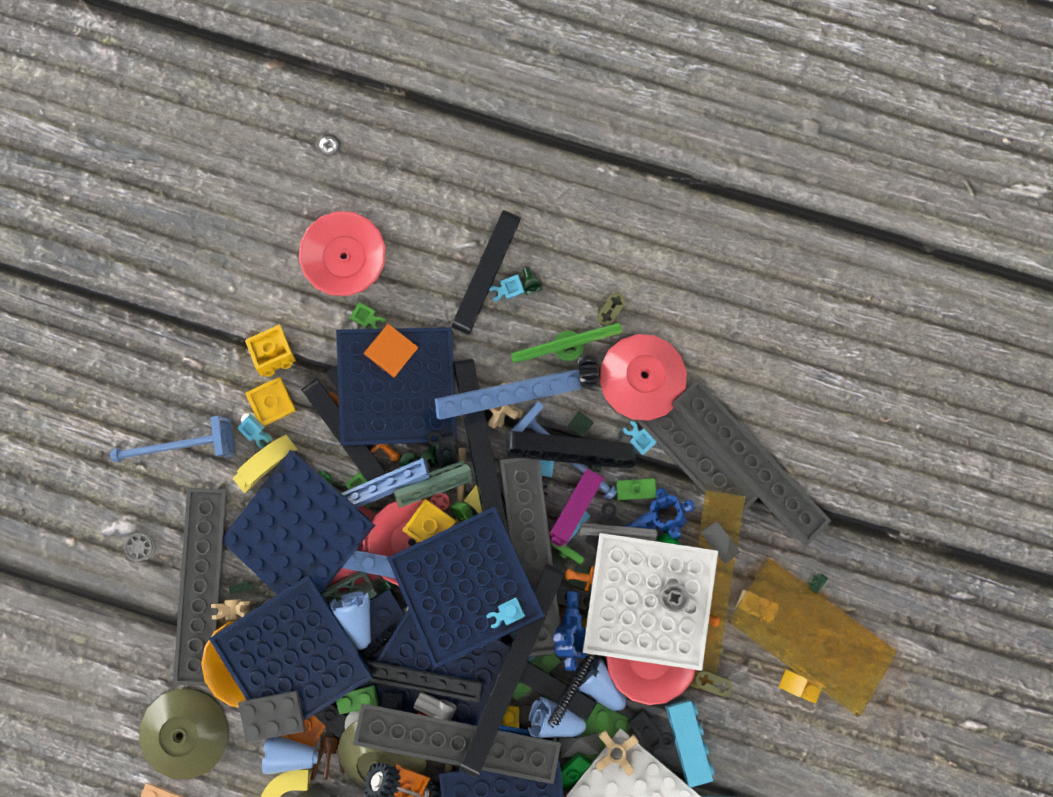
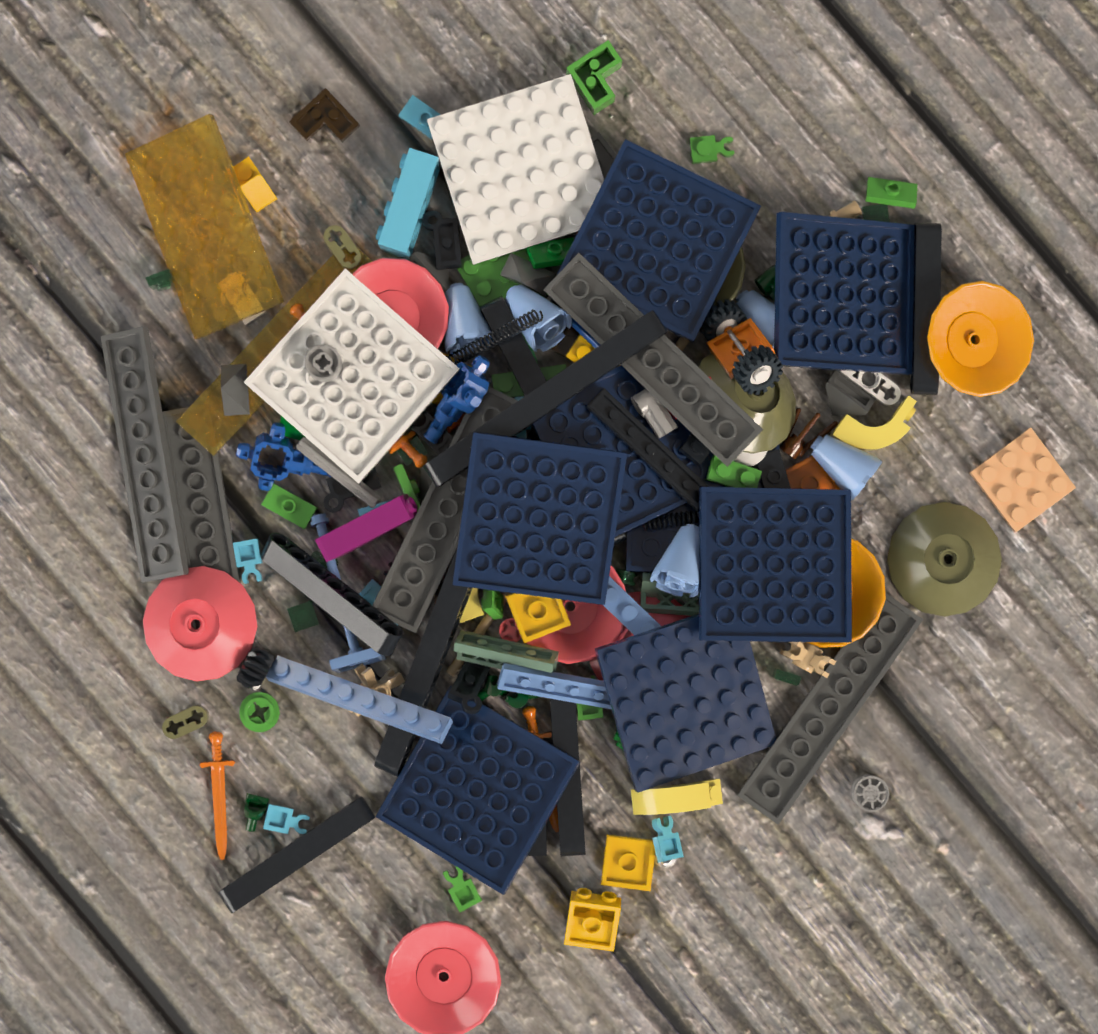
camera: 145 degrees left, 5 degrees up
(221, 437) = (706, 855): medium blue tile -> none
(272, 716) = (834, 515): dark grey plate -> none
(390, 350) = (458, 832): orange tile -> none
(509, 613) = (507, 460): medium azure plate -> none
(566, 343) = (259, 716): bright green axle -> none
(571, 293) = (218, 791): none -> orange sword
(625, 746) = (504, 240): tan pin -> none
(786, 767) = (324, 111): none -> dark brown plate

